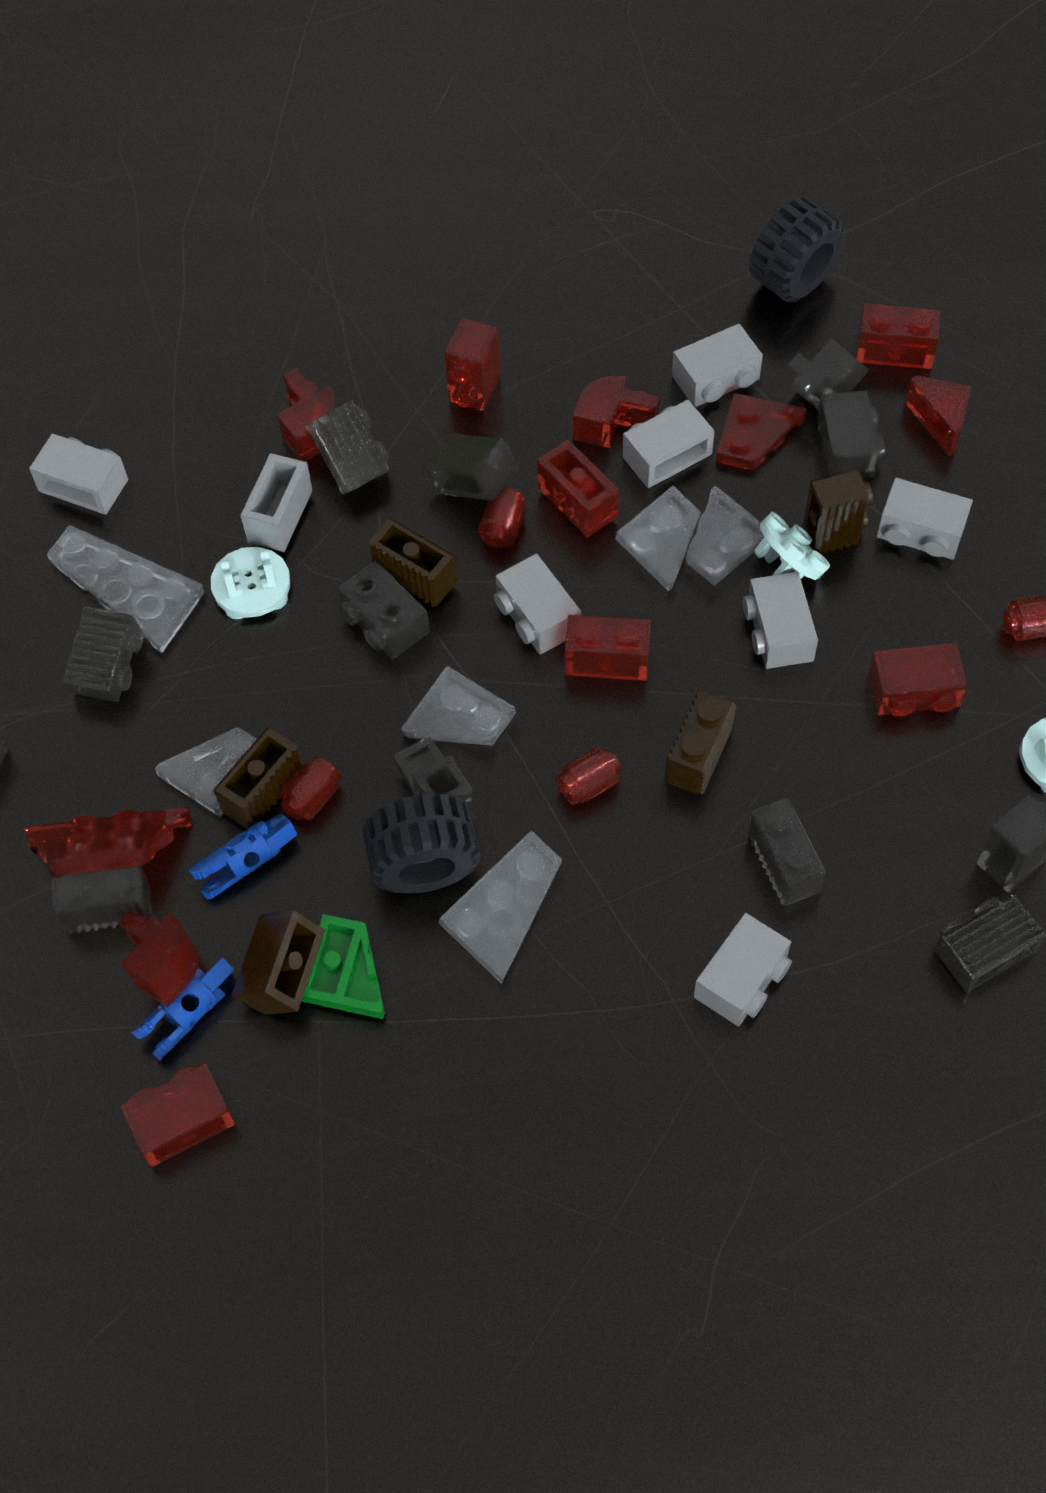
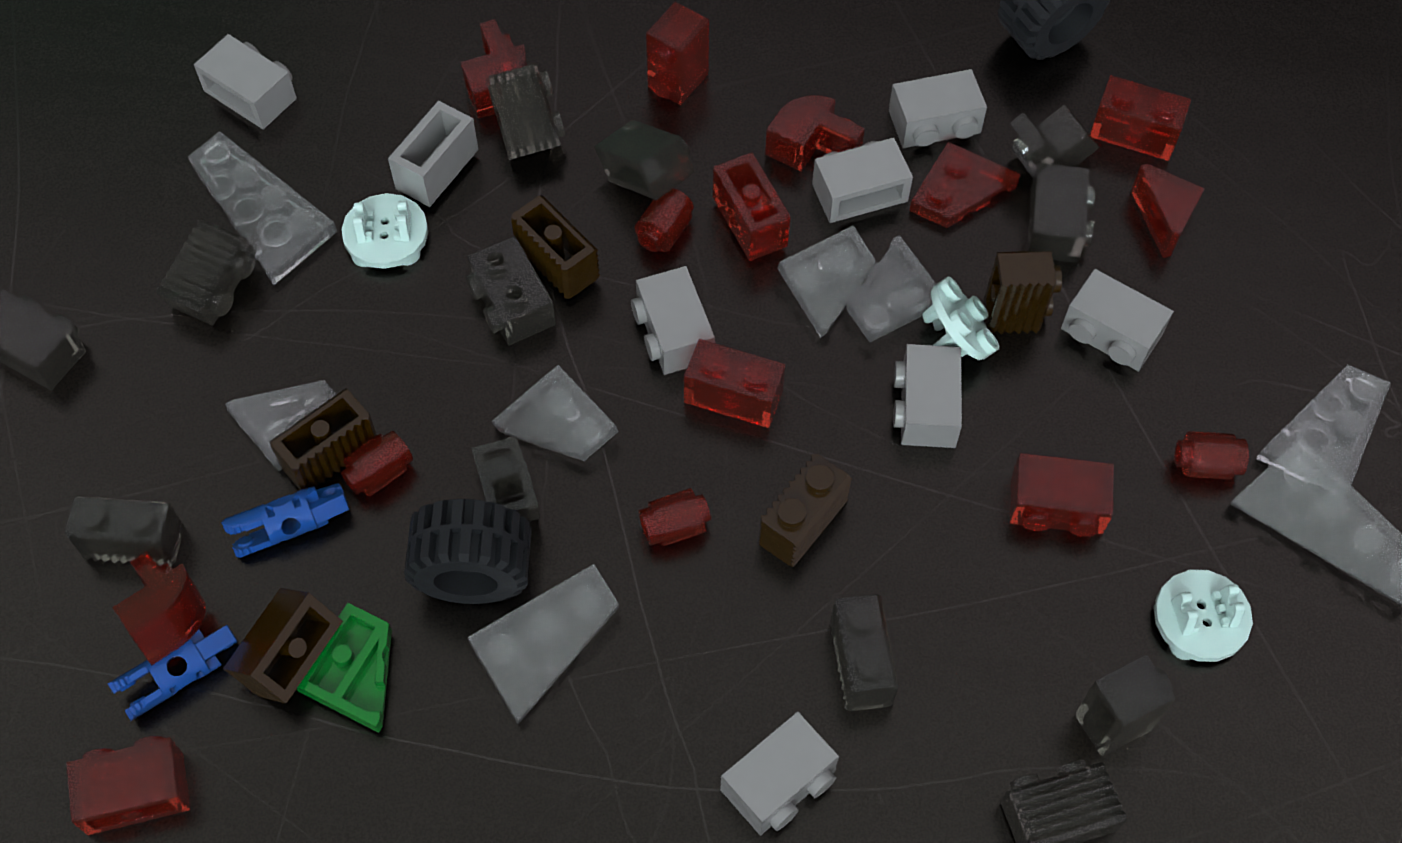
camera: 10 degrees right, 0 degrees up
(106, 842) = (149, 471): clear red wing -> none

